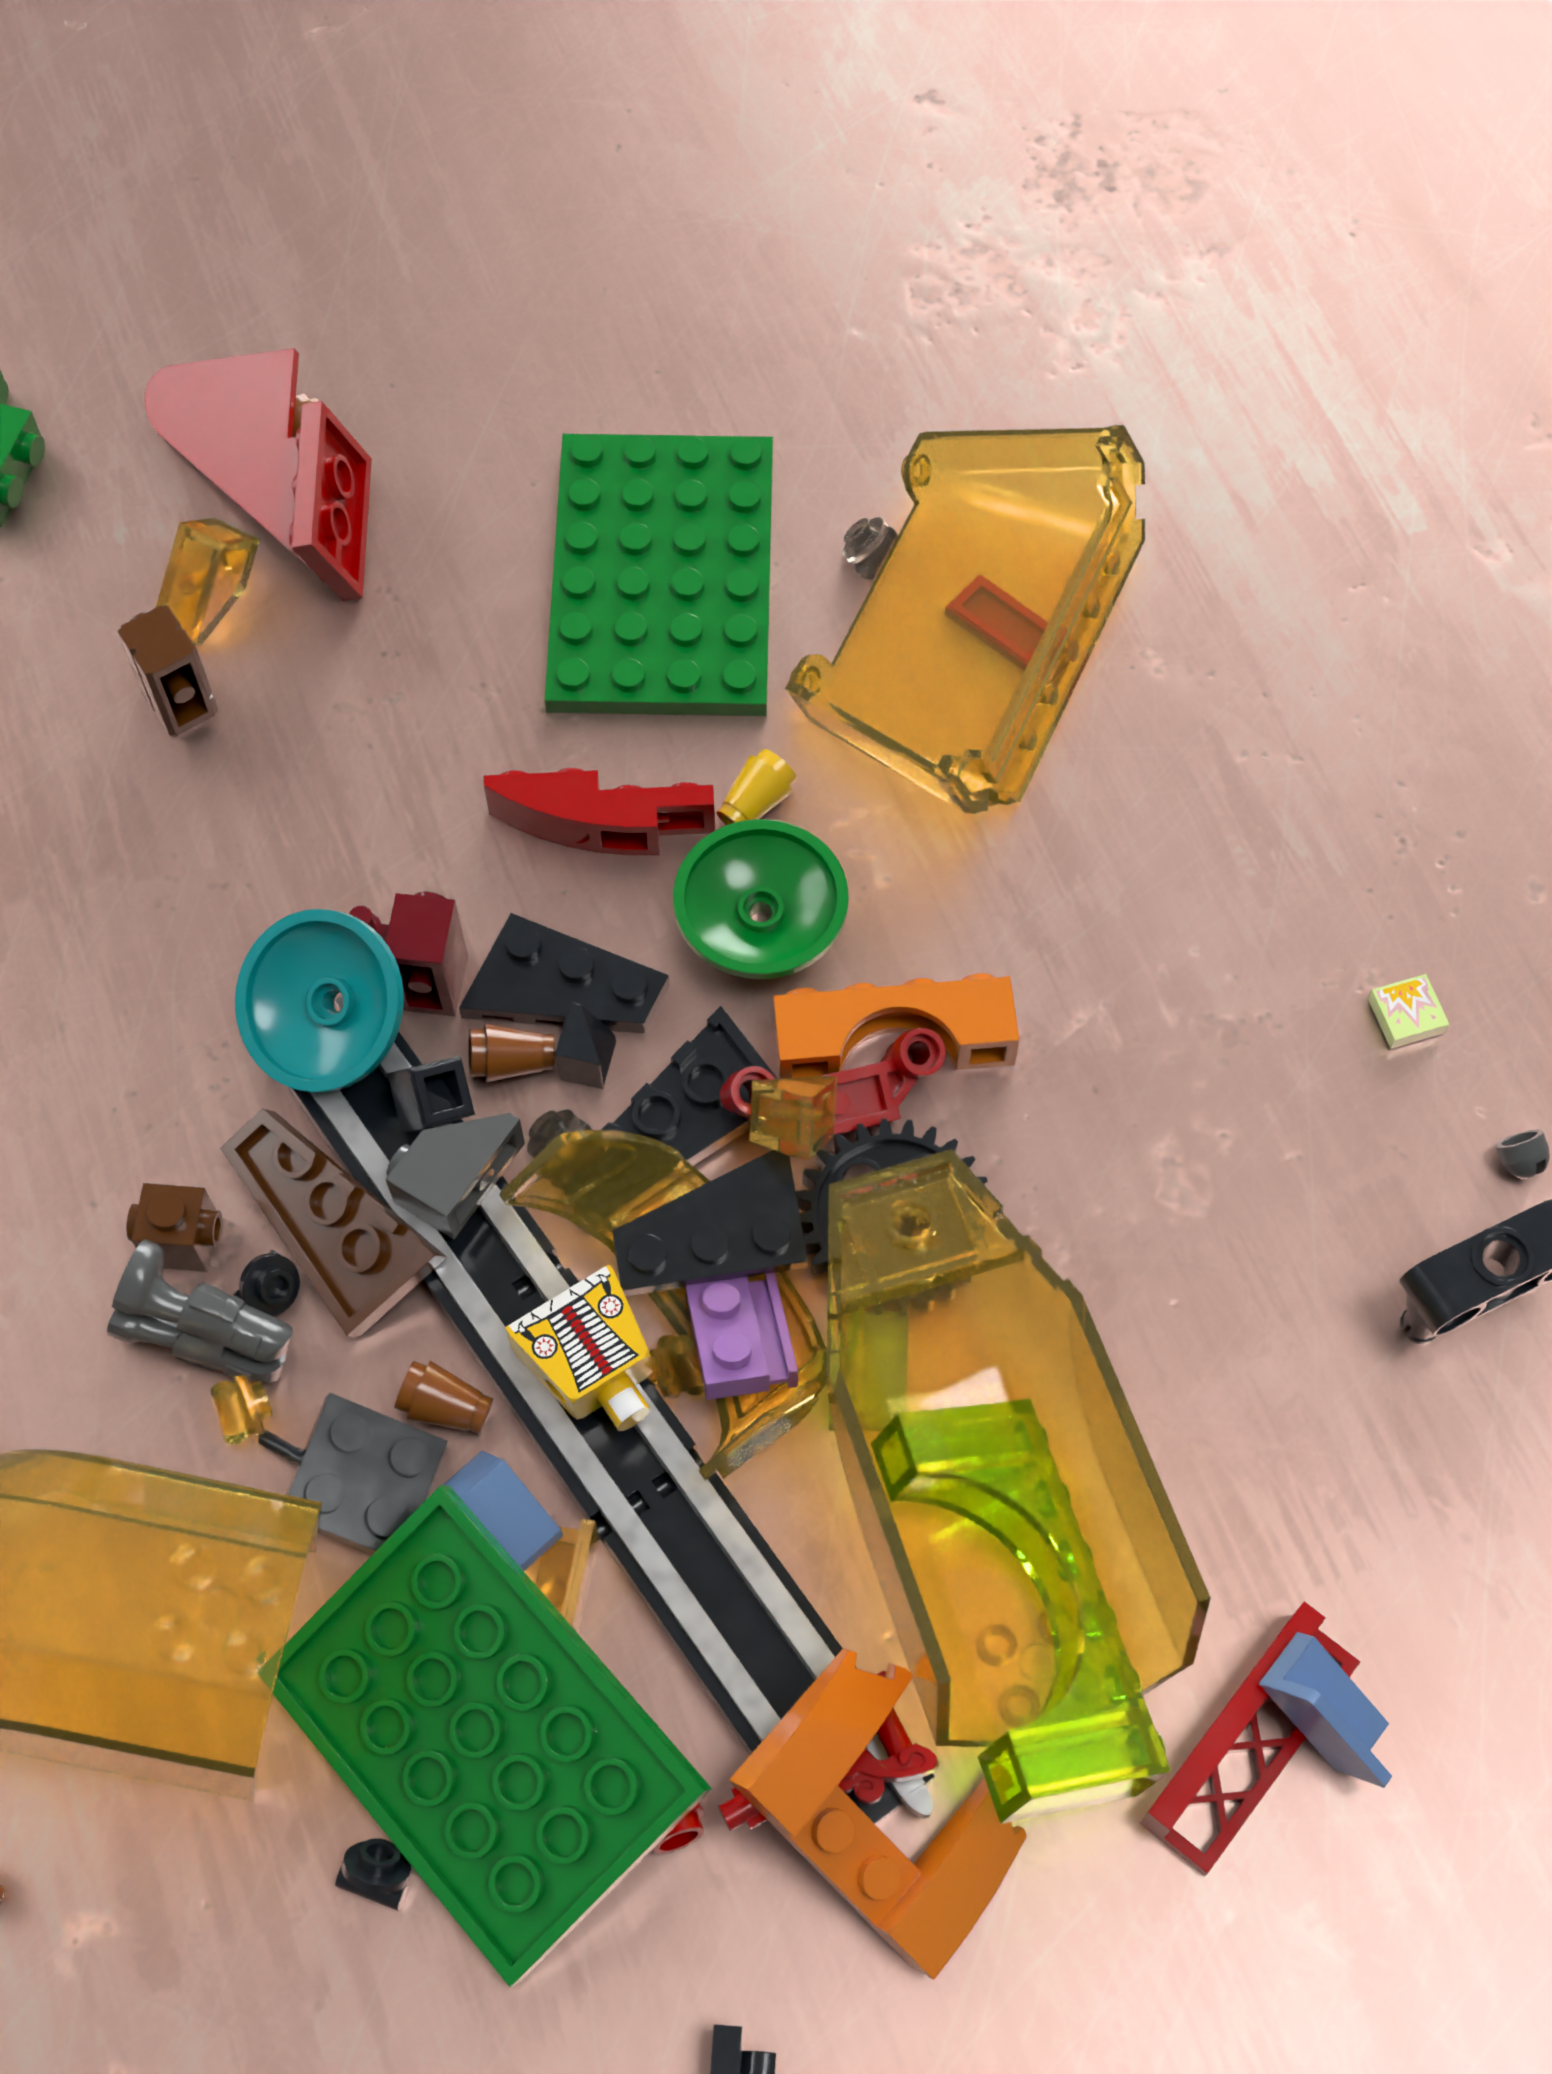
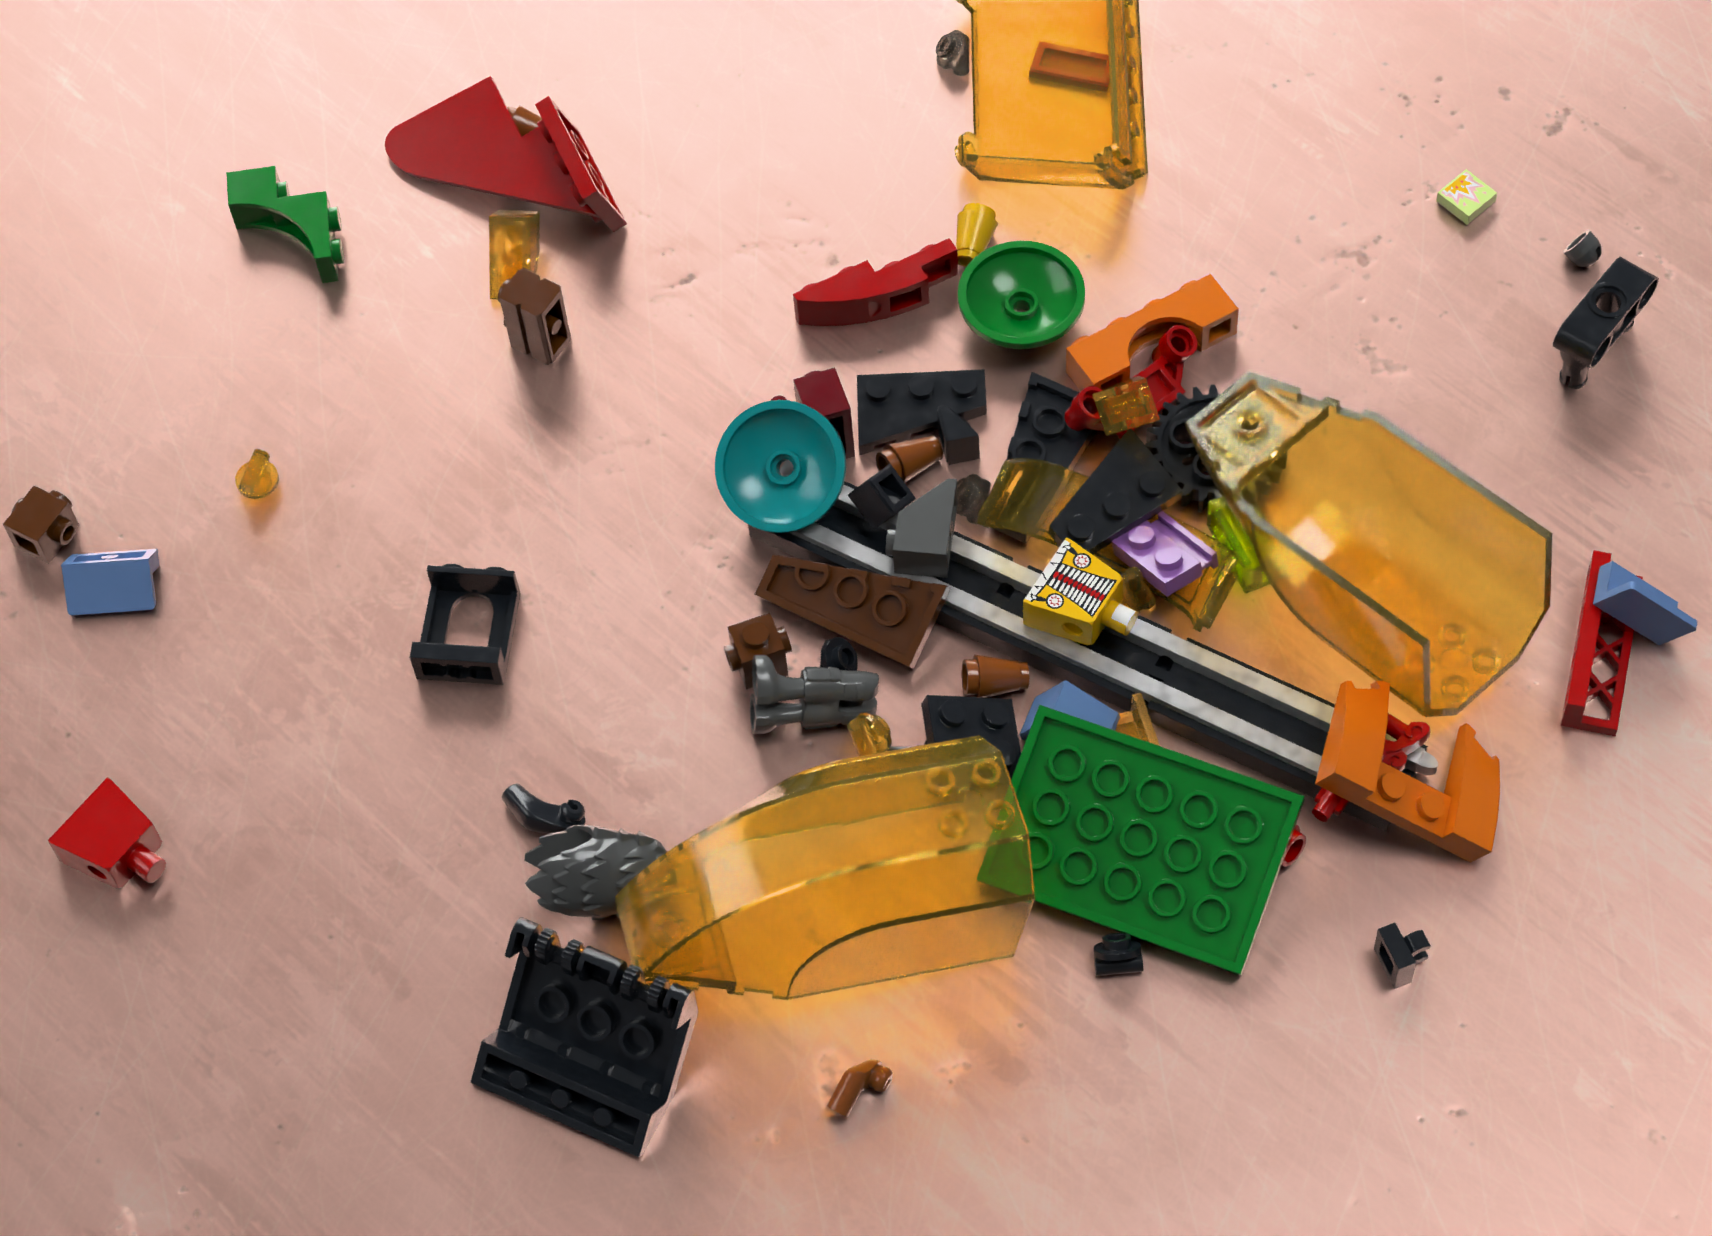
camera: 20 degrees left, 5 degrees down
(661, 576) = (824, 126): green plate -> none
(1095, 1728) = (1510, 665): clear neon green arch -> none

